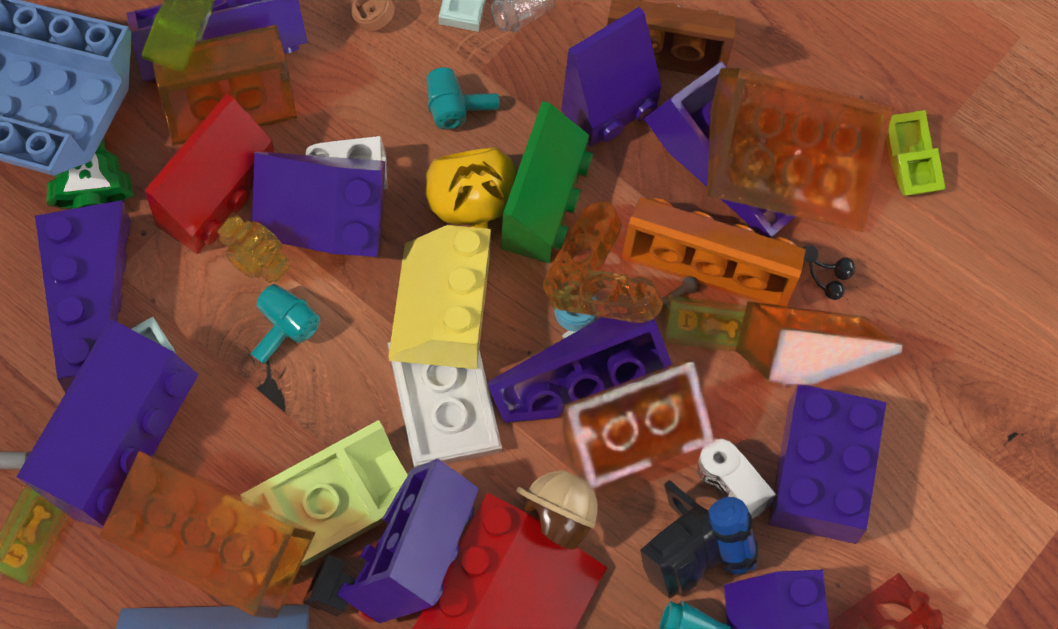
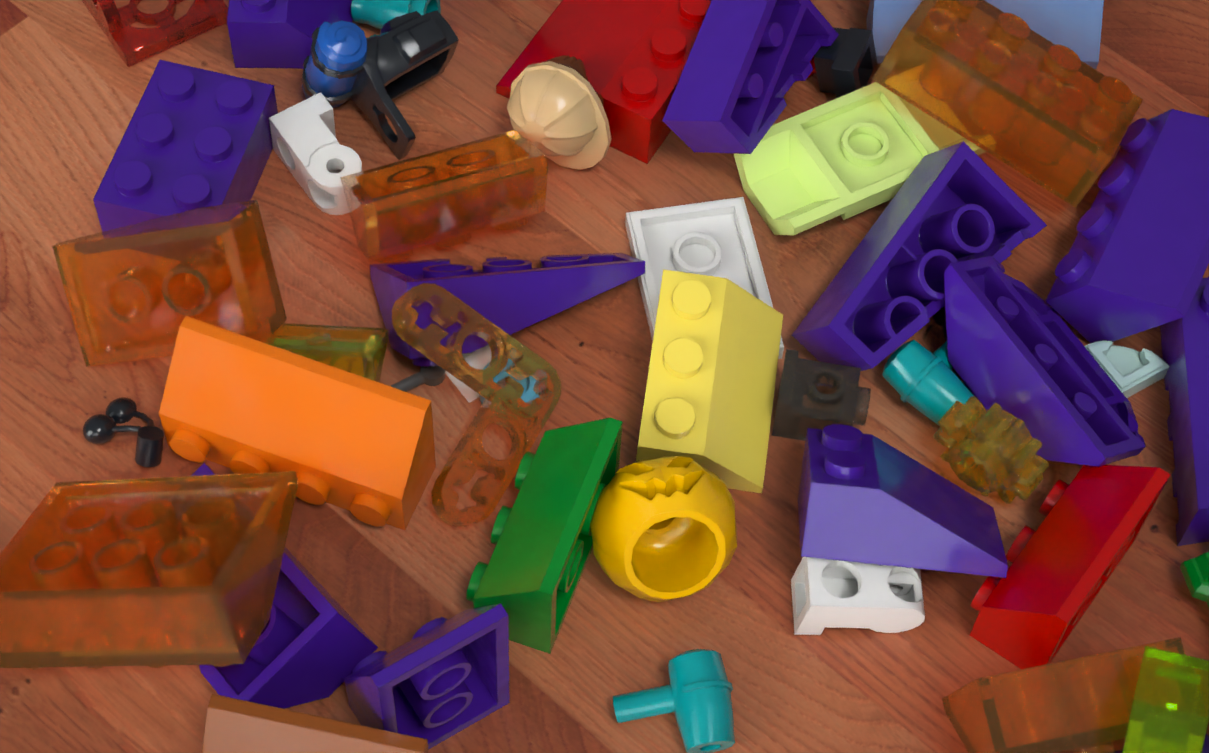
camera: 175 degrees left, 10 degrees down
(206, 308) = (1032, 364): none -> dark purple wedge
(292, 392) = (895, 277): none -> dark purple wedge
(371, 310) = (817, 396): none -> clear smoke brick

